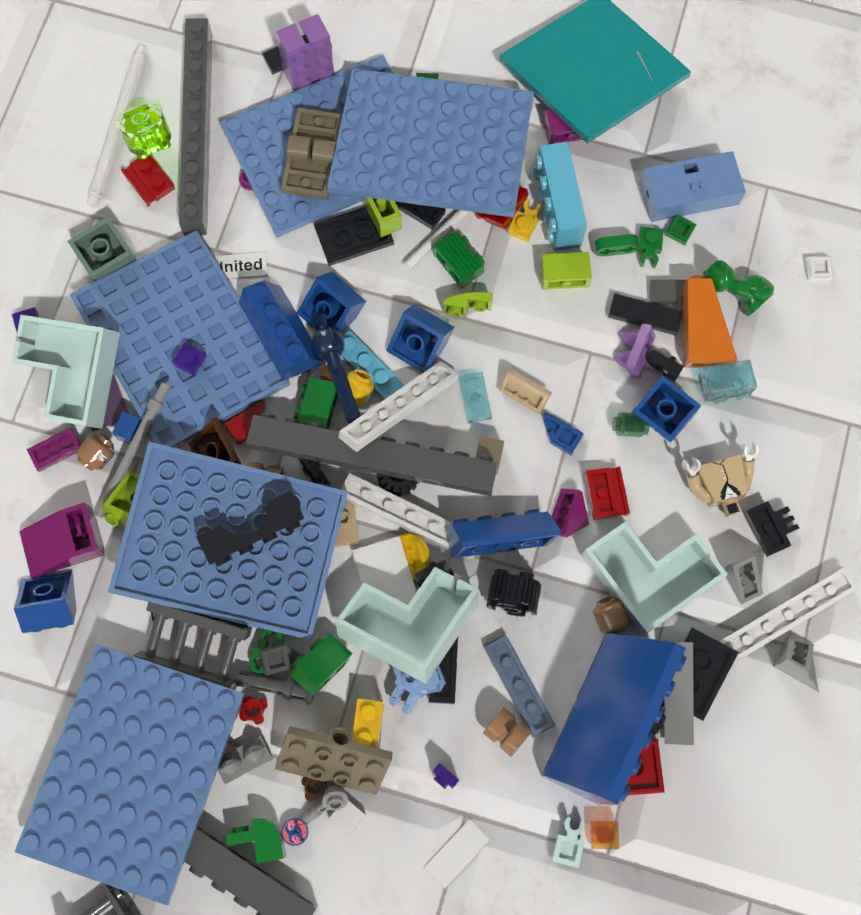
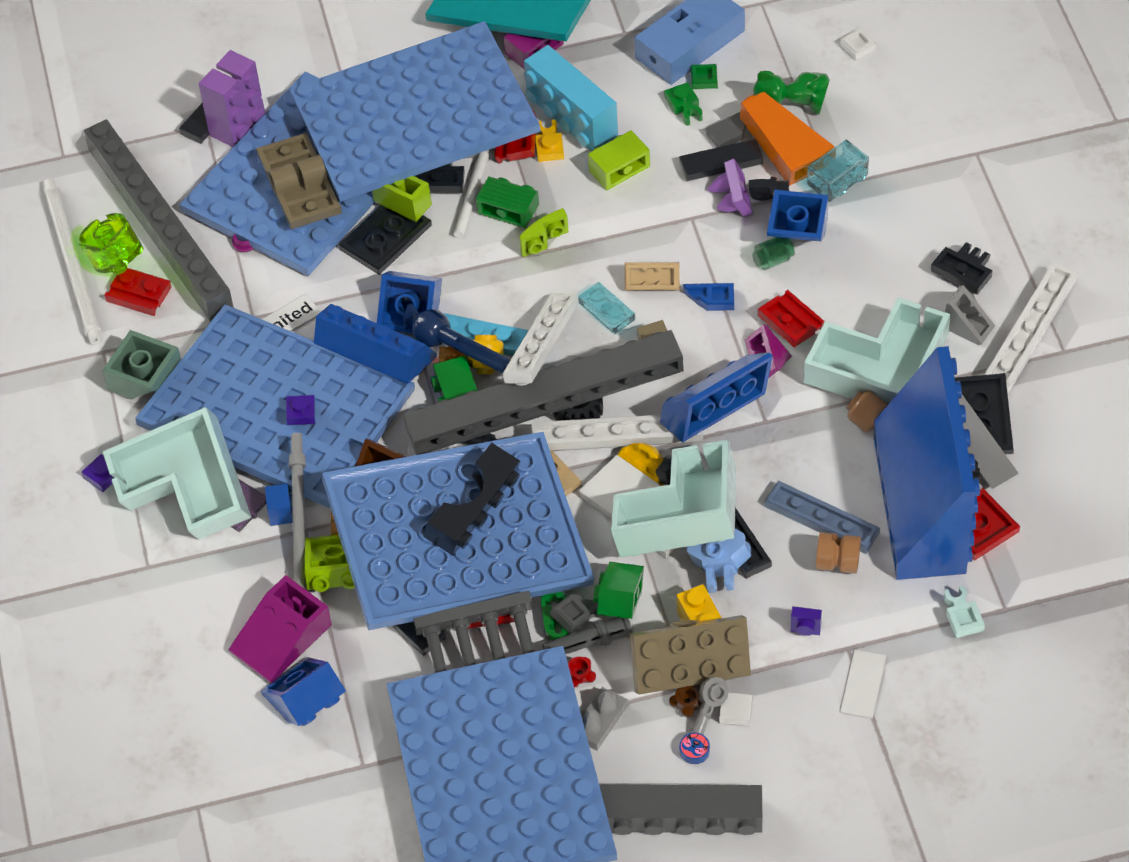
camera: 25 degrees left, 20 degrees down
(54, 449) = (214, 561): magenta plate -> none
(95, 452) = (259, 540): medium nougat head -> none
(240, 425) = (397, 436): red tile -> none
(266, 837) = (668, 763): green brick -> none
(419, 338) = (517, 285): blue slope -> none
(514, 593) = (762, 436): black brick -> none
(604, 834) = (989, 588): clear orange plate -> none
(616, 245) = (652, 116): green beam -> none
(723, 480) = (892, 251): tan torso -> none
(798, 661) = (1064, 362): light grey slope -> none

